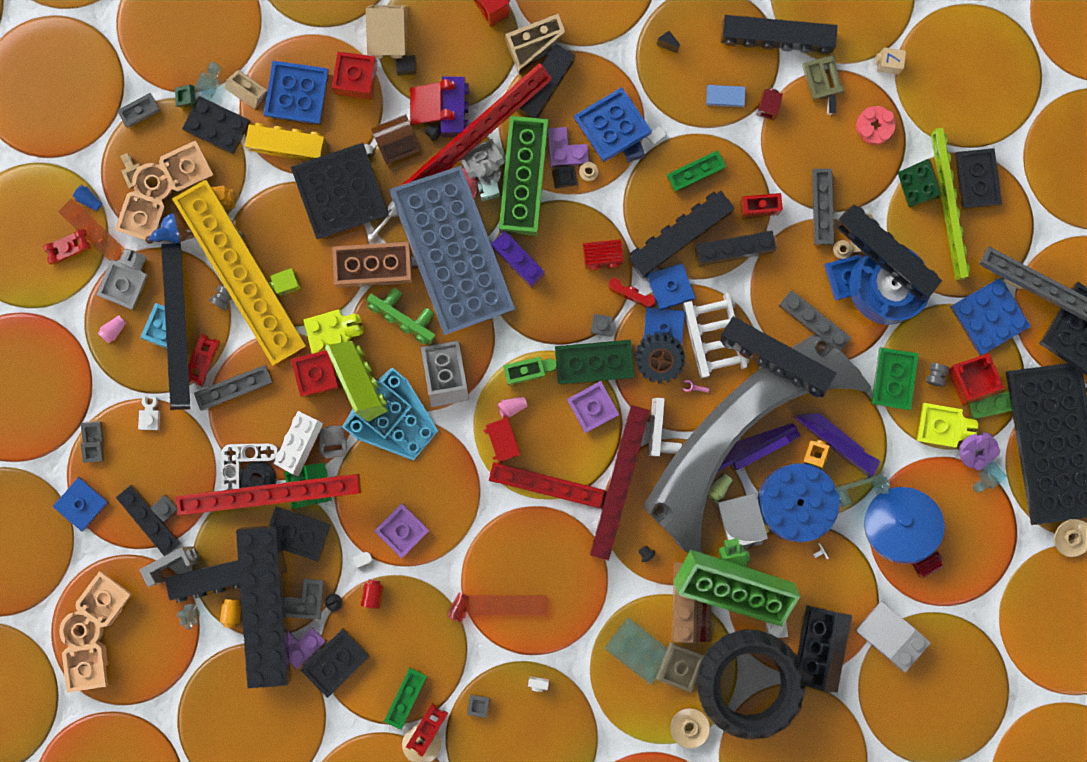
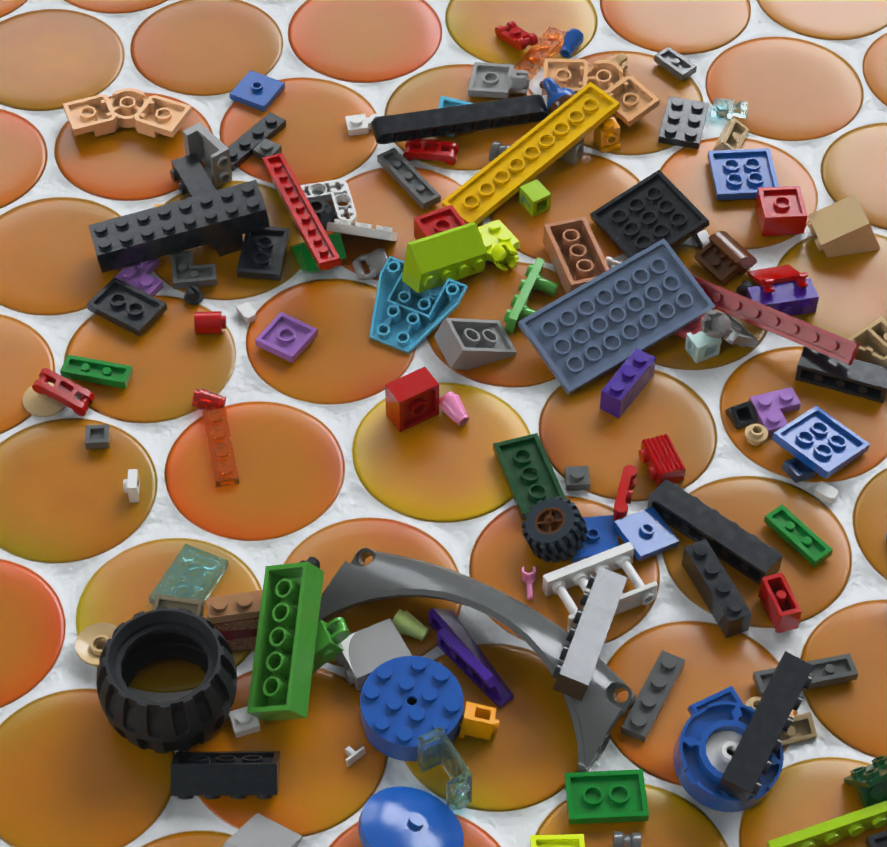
camera: 75 degrees right, 35 degrees down
(93, 441) = (329, 88): dark grey slope -> none
(112, 329) = (442, 81): bright pink cone -> none
(185, 96) = (704, 93): dark green plate -> none
(188, 616) = (157, 187): clear light blue plant -> none
(285, 143) = (685, 169): yellow brick -> none
(406, 65) = (811, 256): black slope -> none
(523, 176) = (726, 369): bright green brick -> none
(528, 370) = (499, 409): bright green brick -> none
(546, 485) = (370, 460): red tile -> none
(592, 407) = (475, 483): medium lavender plate -> none
(619, 482) = (390, 521): dark red brick -> none
(657, 446) = (447, 549): white piece -> none
(839, 442) = (502, 745): dark purple wedge -> none

